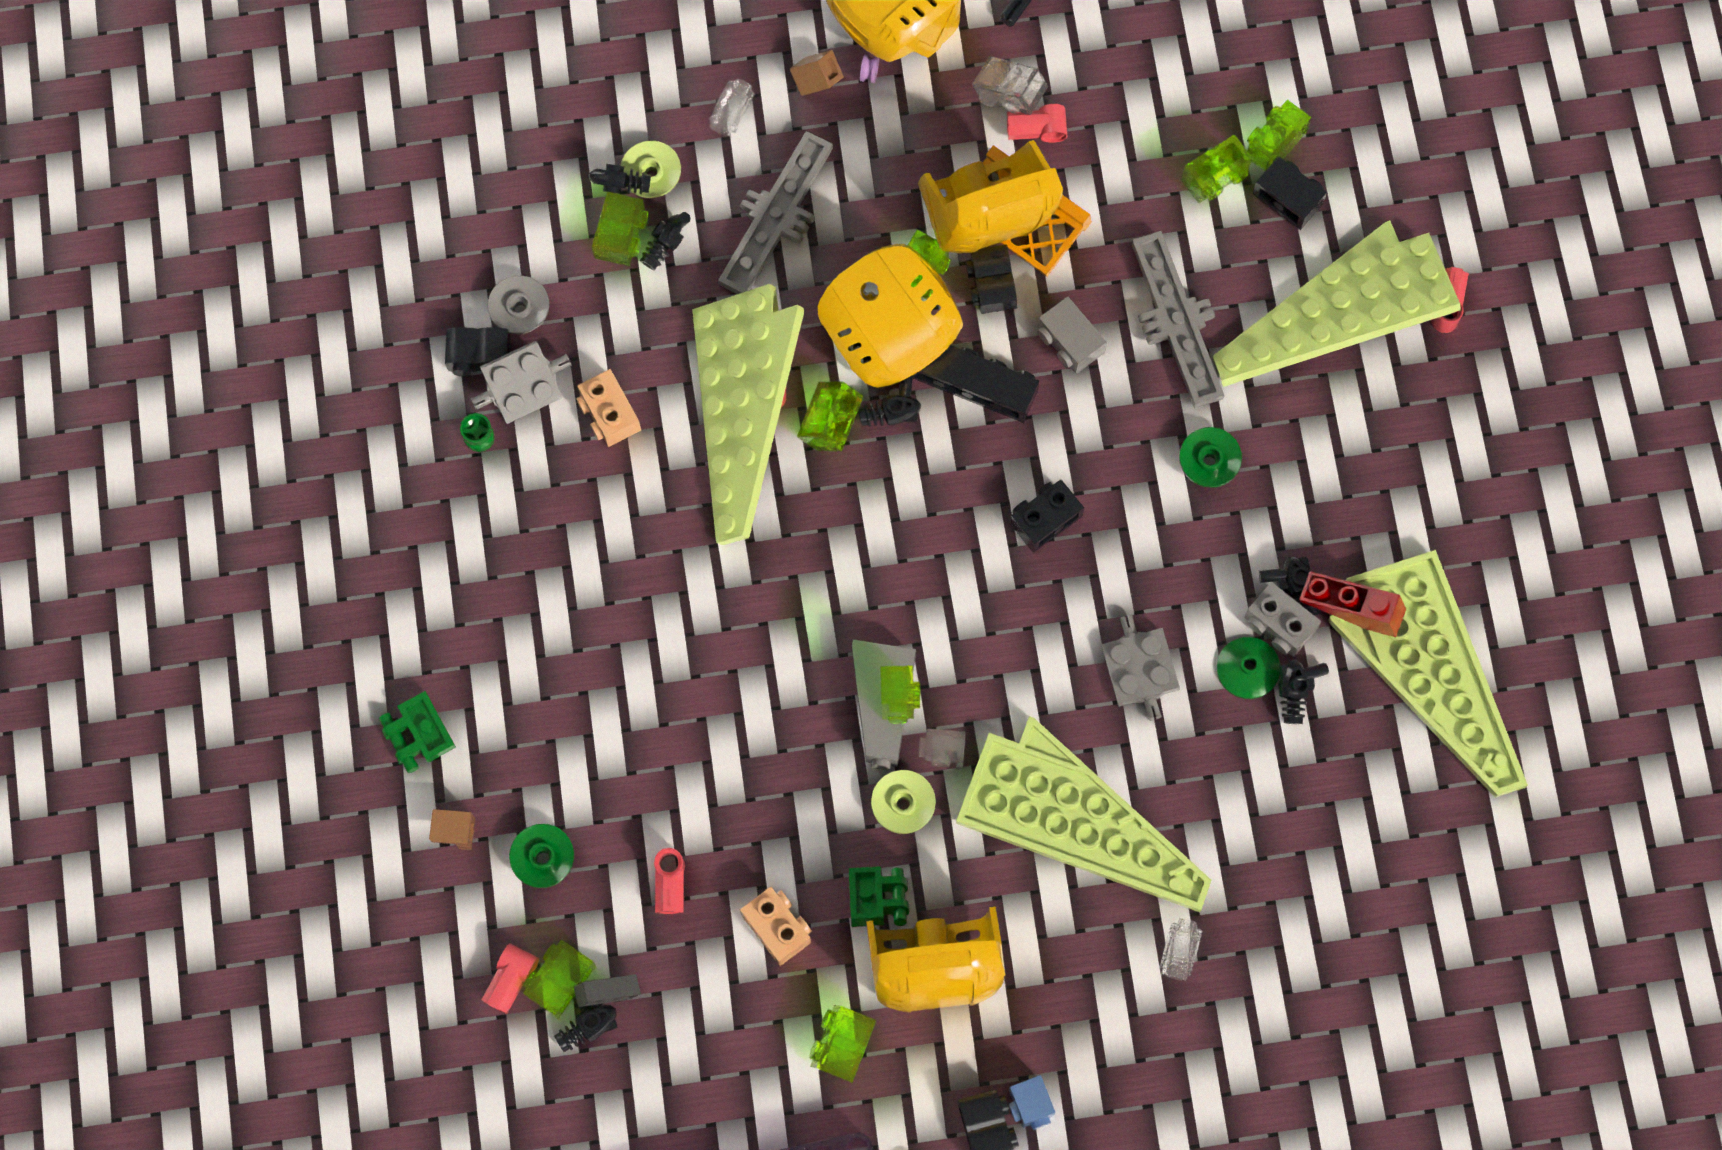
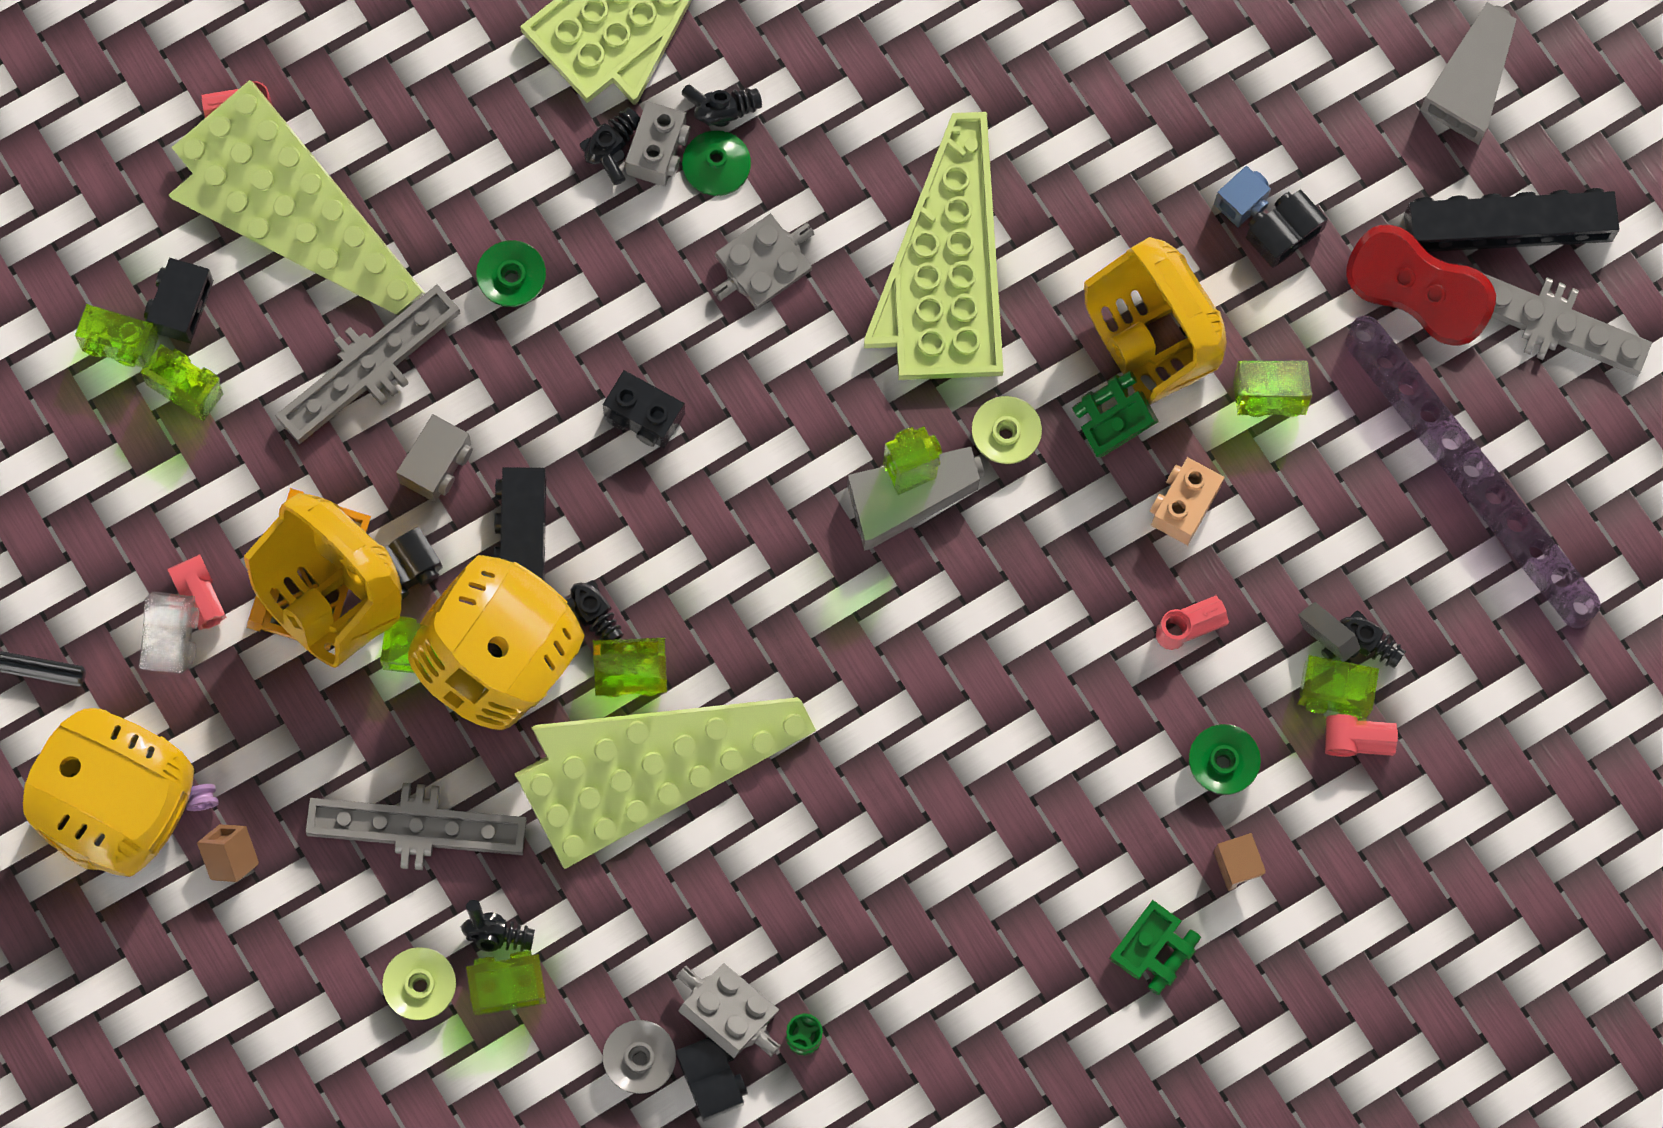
camera: 120 degrees left, 0 degrees up
(608, 407) = (717, 906): light nougat brick -> none
(615, 179) = (453, 1009): black piece -> none
(731, 107) = (307, 928): clear head -> none
(943, 747) = (933, 411): clear brick -> none
(1180, 949) = (1032, 117): clear head -> none
(1355, 603) = (615, 76): red slope -> none

